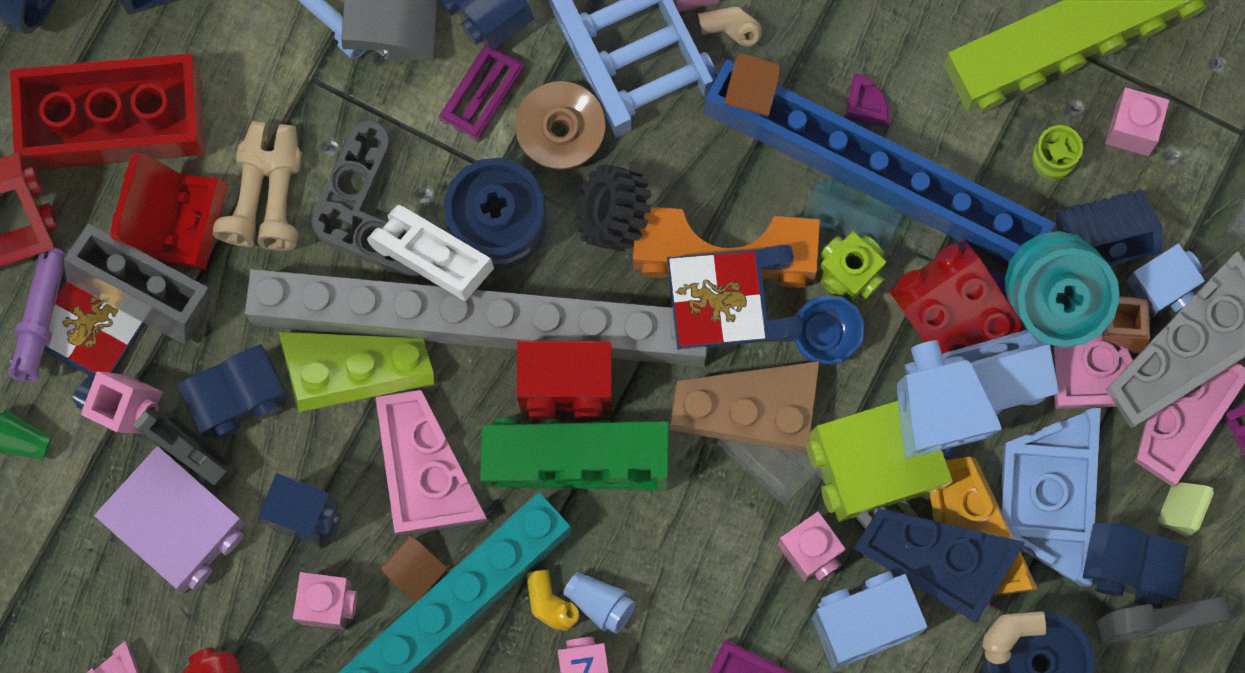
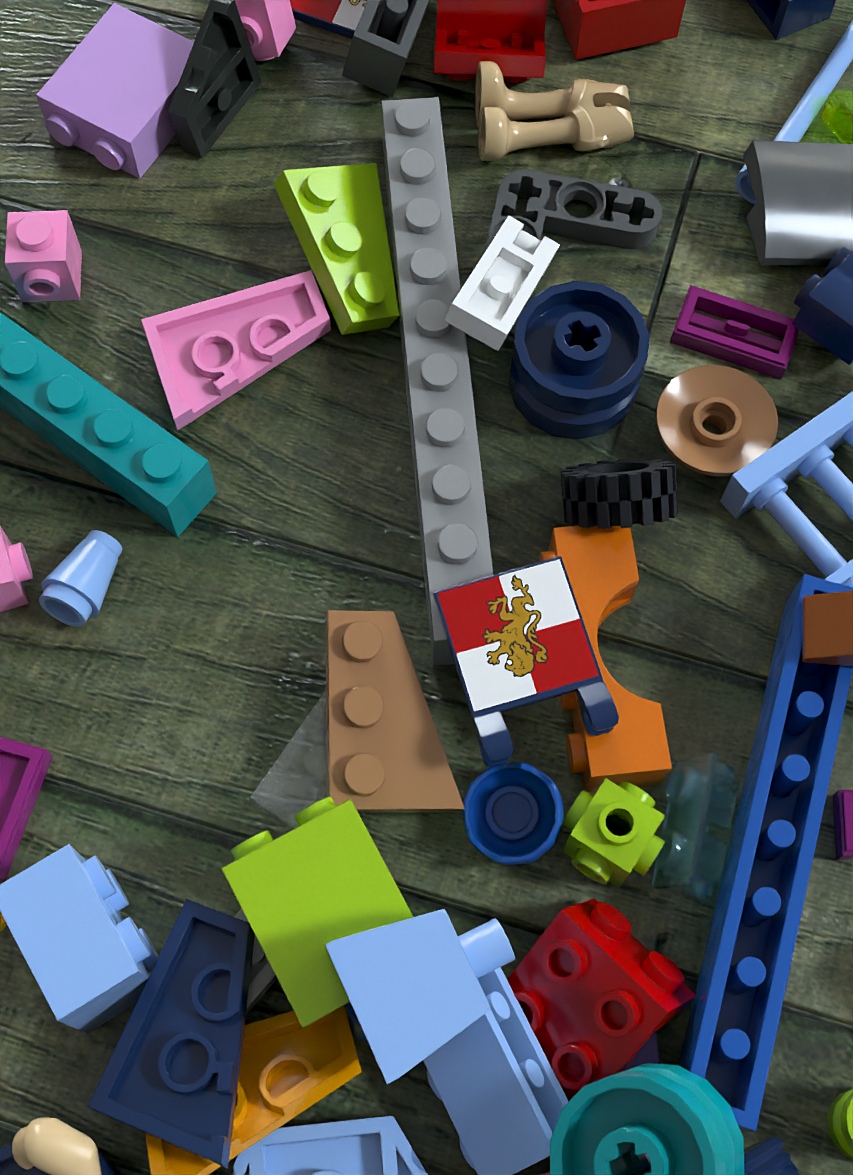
camera: 75 degrees right, 10 degrees down
(234, 392) = (290, 122): dark blue brick -> none
(300, 511) = (146, 200): dark blue brick -> none
(413, 569) = (105, 350): dark orange slope -> none
(547, 606) = (73, 517): yellow arm -> none
(564, 378) = (369, 469): red brick -> none
(575, 455) = (270, 512): green wedge -> none
(812, 548) = (186, 845): bright pink brick -> none

